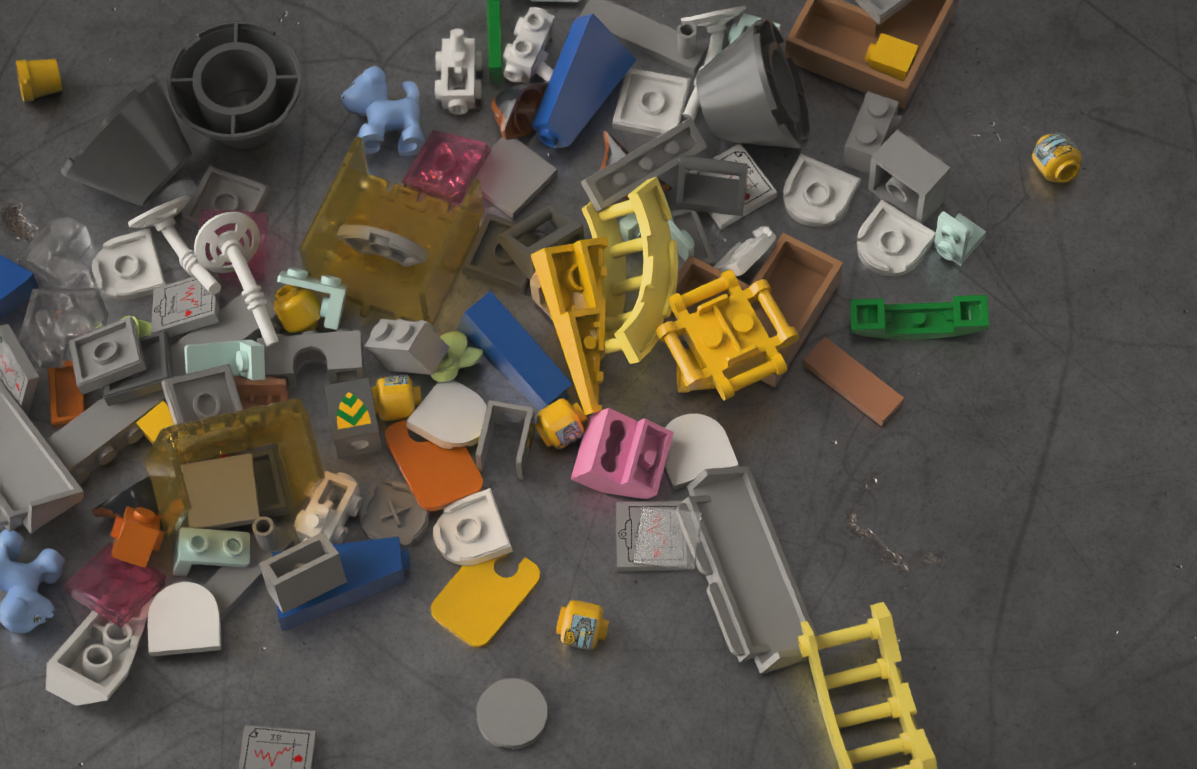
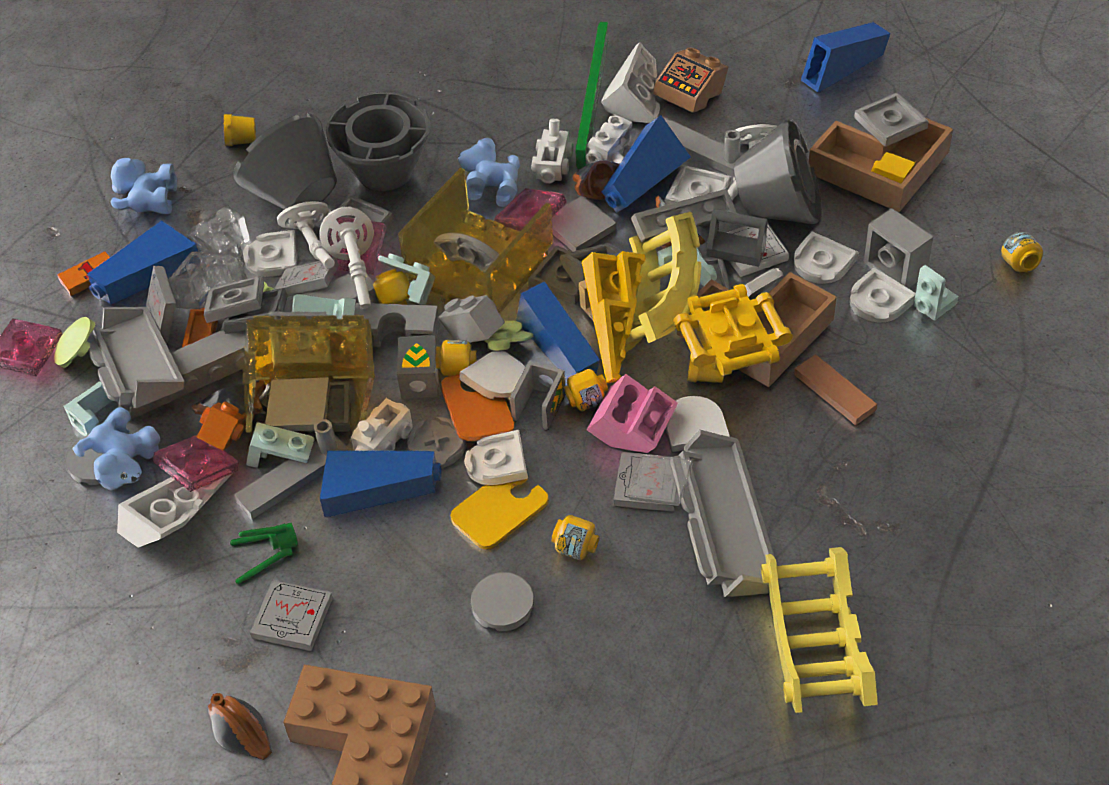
camera: 10 degrees right, 15 degrees down
(183, 621) = (243, 495): white tile -> none
(240, 669) = (280, 536): none -> green plant
(303, 572) = (346, 461): light grey brick -> none
(871, 129) = (870, 208): light grey brick -> none
(919, 320) = (895, 352): green slope -> none

